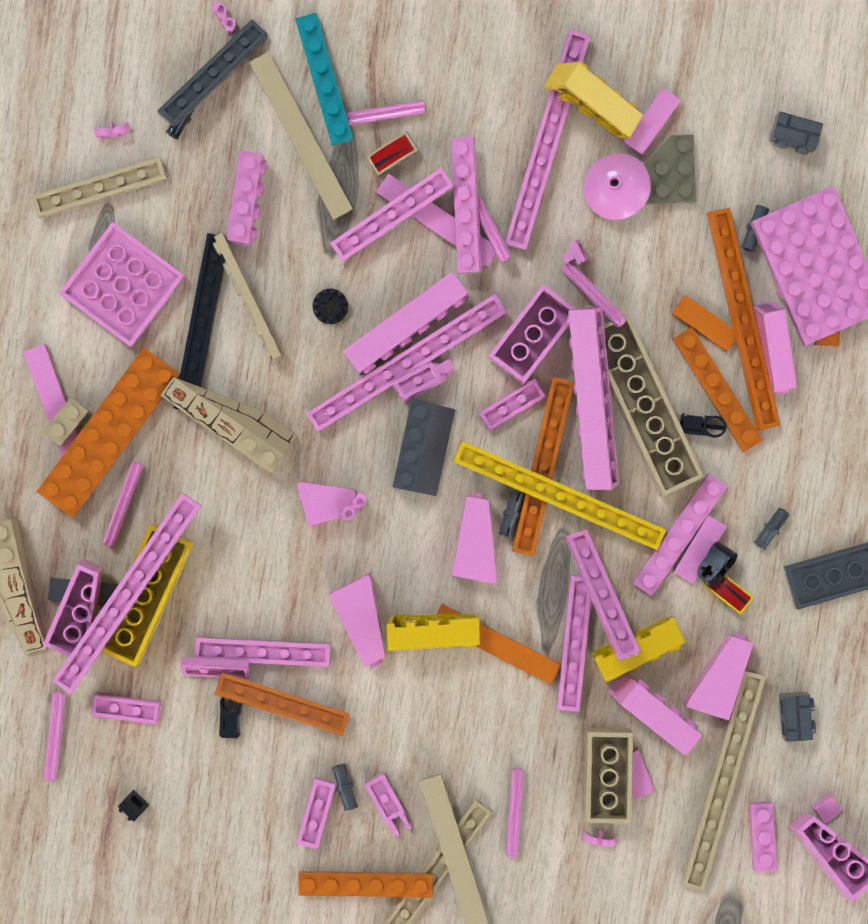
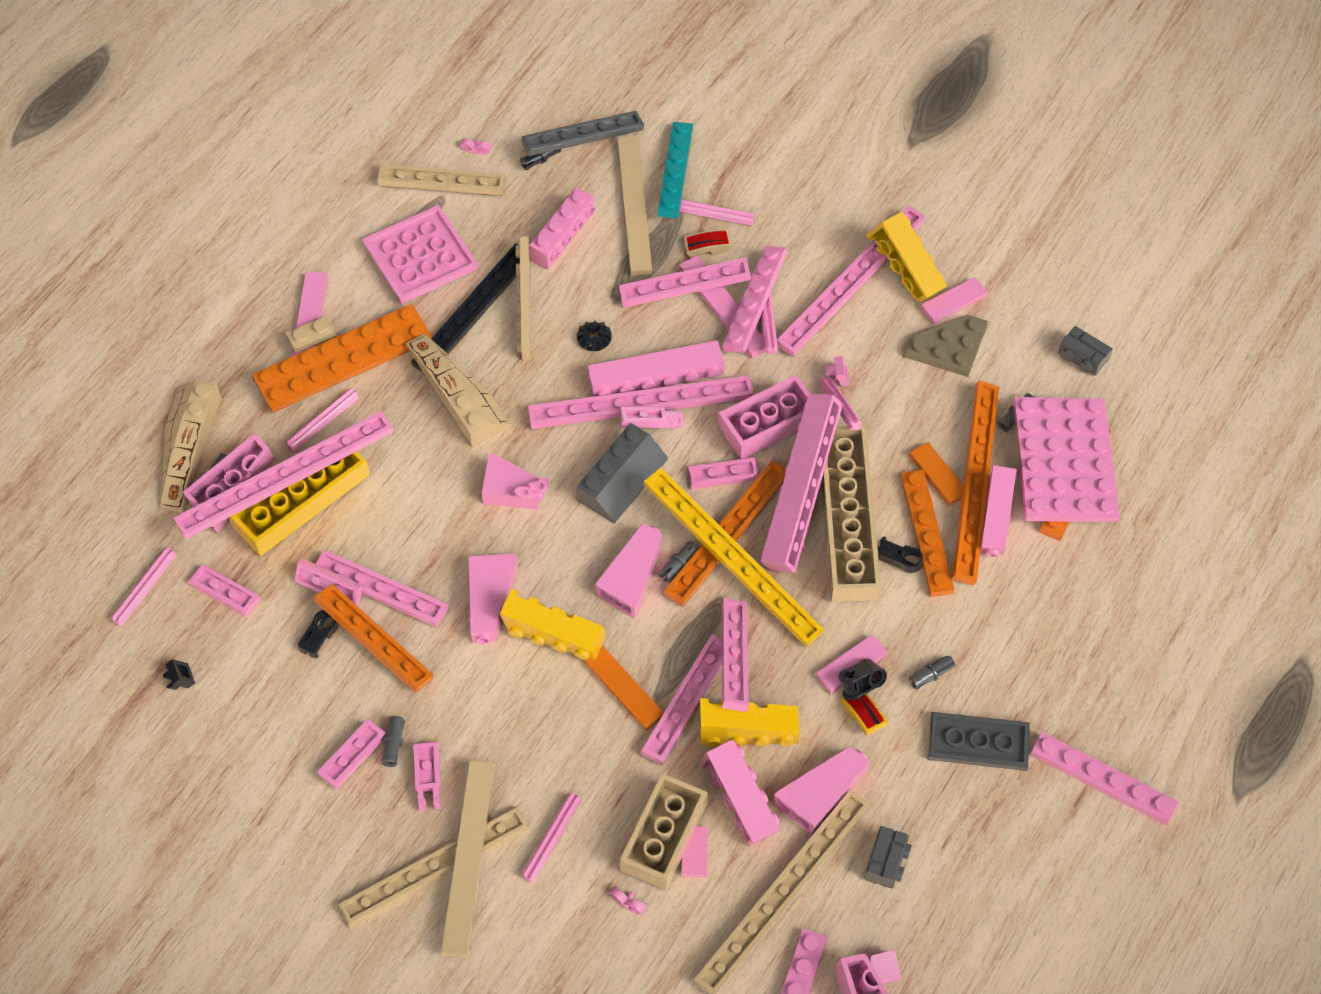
camera: 25 degrees right, 30 degrees down
(221, 13) = (613, 97): bright pink piece -> none
(365, 884) = (365, 842): orange plate -> none
(621, 200) = (900, 335): bright pink dish -> none
(680, 534) = (835, 644): bright pink plate -> none

